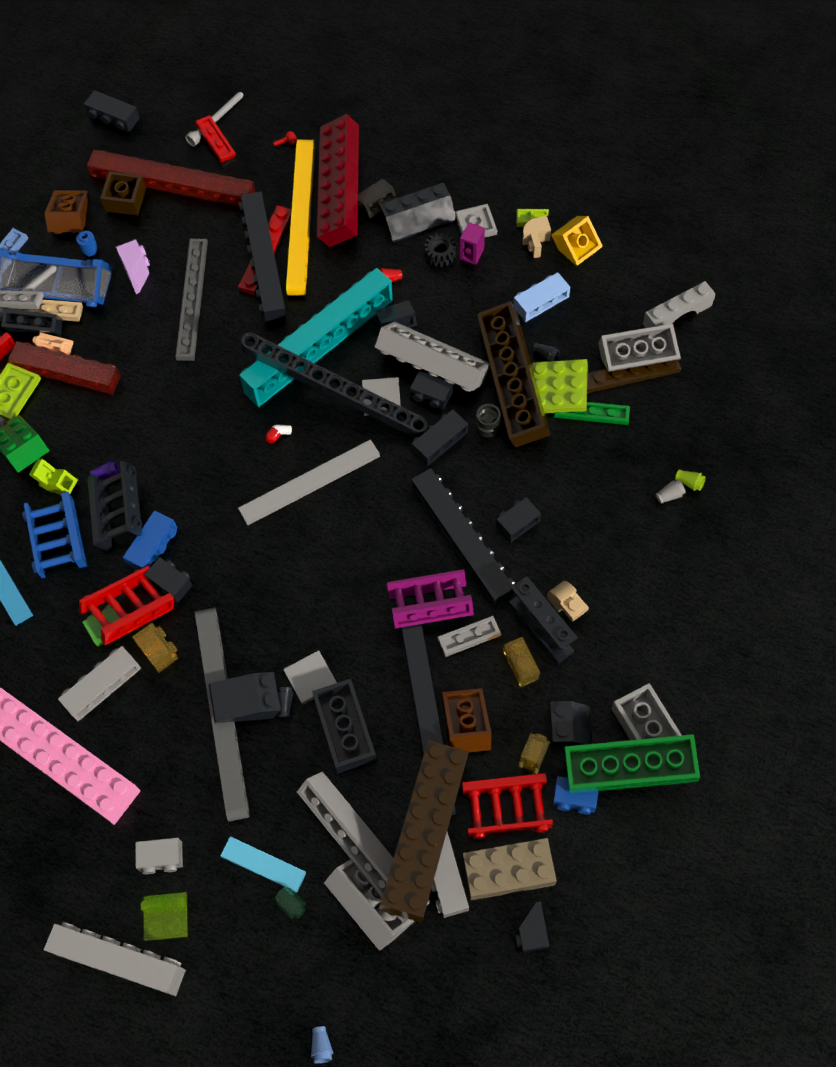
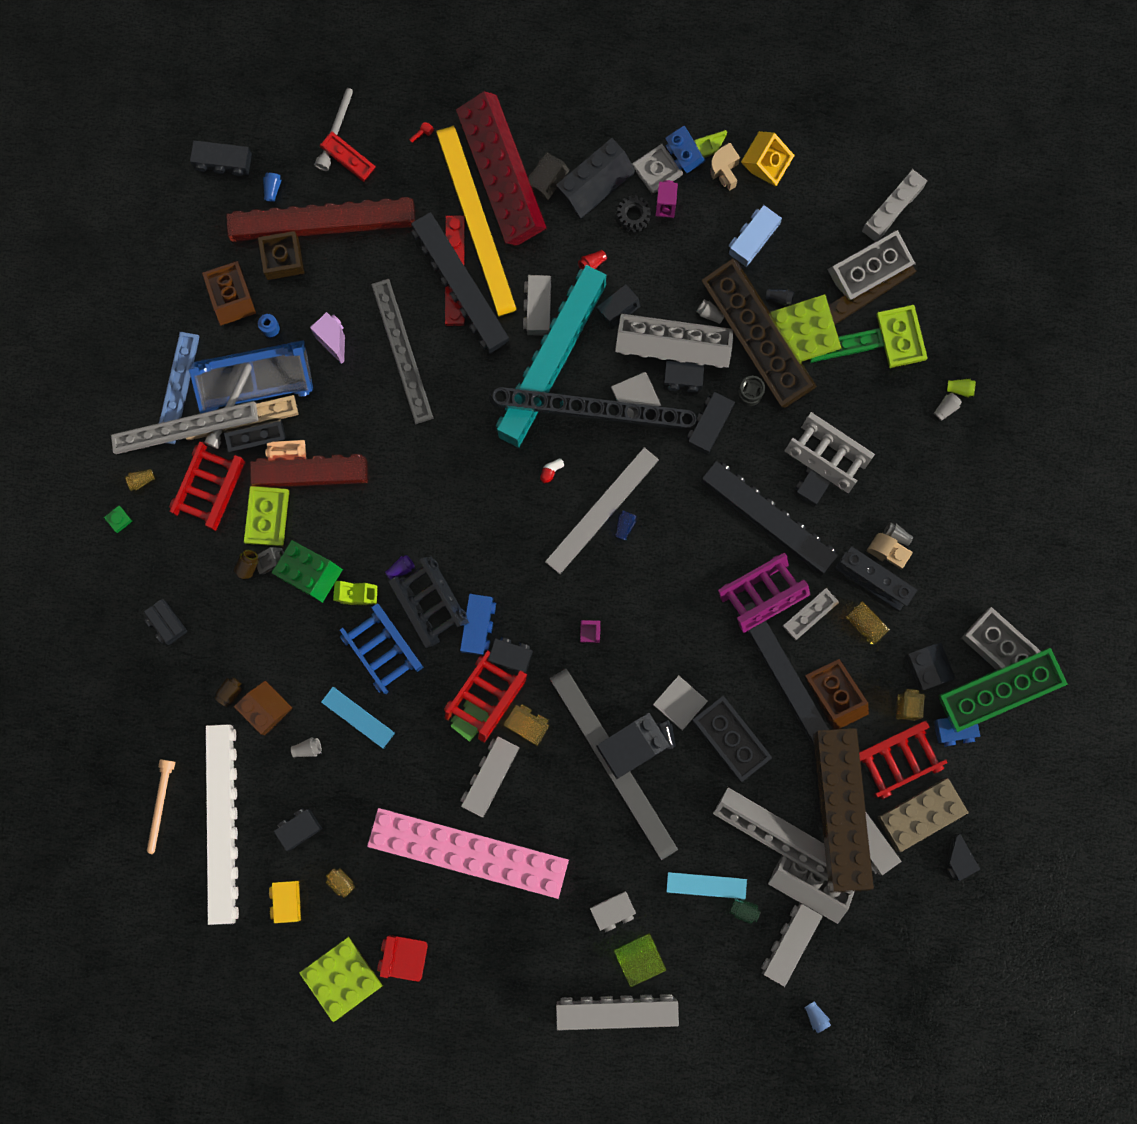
camera: 20 degrees left, 15 degrees up
(142, 142) = (271, 185): none -> blue cone
(253, 582) = (590, 631): none -> magenta panel
(323, 956) = (791, 944): none -> light grey brick
(325, 499) = (625, 524): none -> clear blue cone
(327, 290) = (537, 305): none -> light grey brick
(476, 345) = (710, 311): none -> light grey cone
(505, 212) = (685, 150): none -> blue brick
(552, 488) = (838, 441): none -> light grey fence
(583, 590) = (898, 533): none -> dark grey cone
(647, 419) = (901, 336): none -> lime plate

